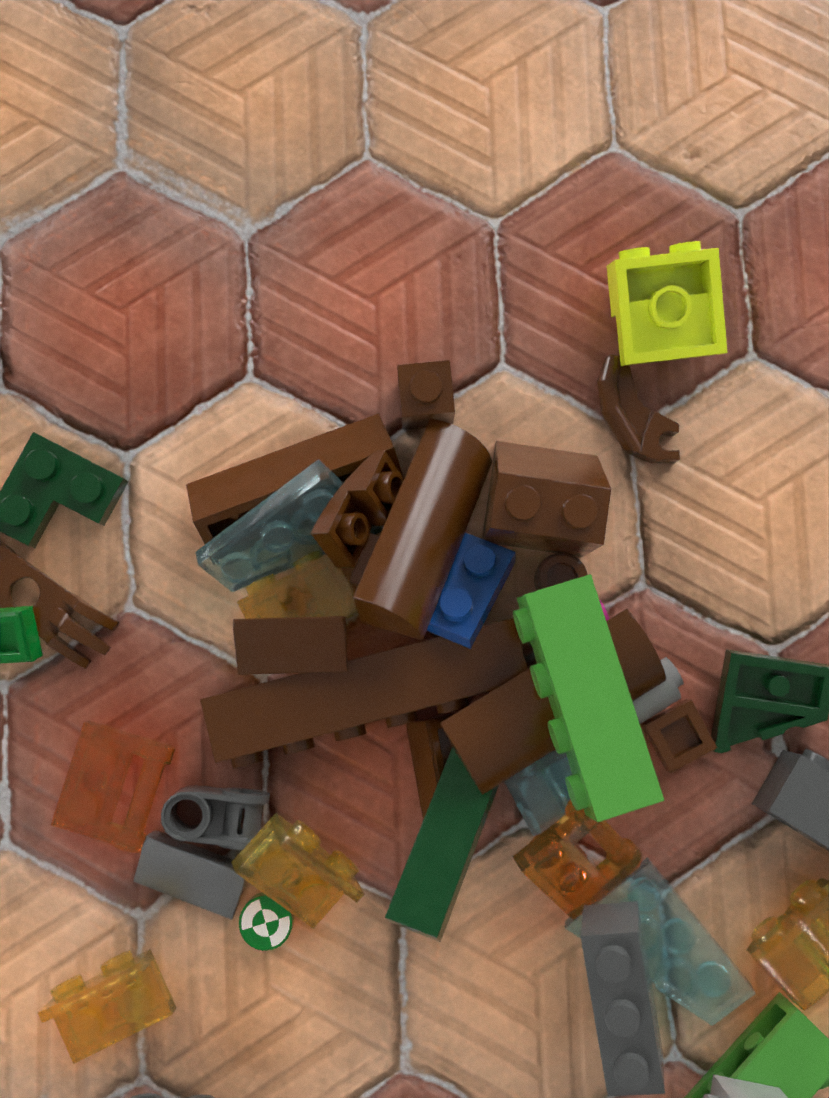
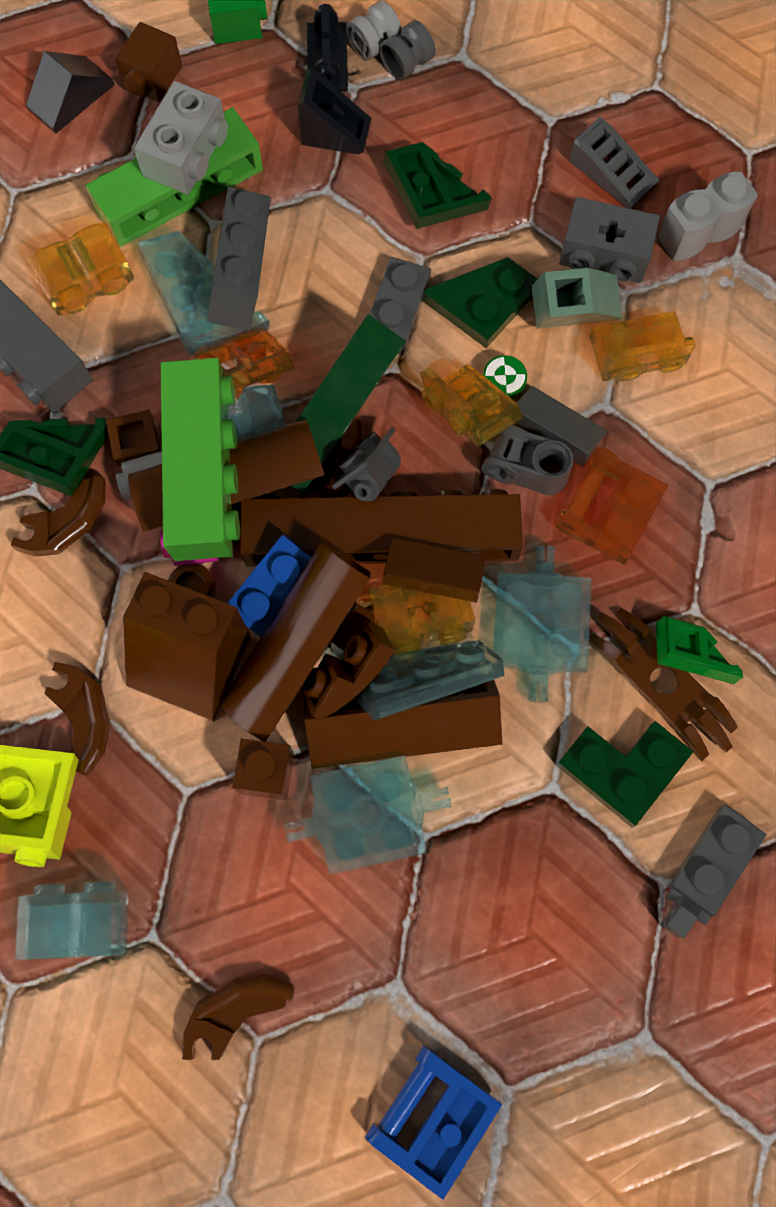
camera: 165 degrees left, 10 degrees down
(167, 628) = (542, 622): none -> clear light blue plate
(168, 111) = (449, 1130): none -> blue plate
(196, 1046) = (576, 297): none -> sand green slope
(309, 379) = (367, 815): none -> clear light blue plate
(312, 1026) = (483, 299): none -> dark green wing
(396, 758) = (369, 466): none -> dark grey hinge
(403, 171) = (228, 1007): none -> reddish brown piece
(417, 993) = (401, 297): none -> dark grey hinge
(573, 207) = (72, 924): none -> clear light blue brick
(720, 616) = (64, 526): none -> reddish brown piece

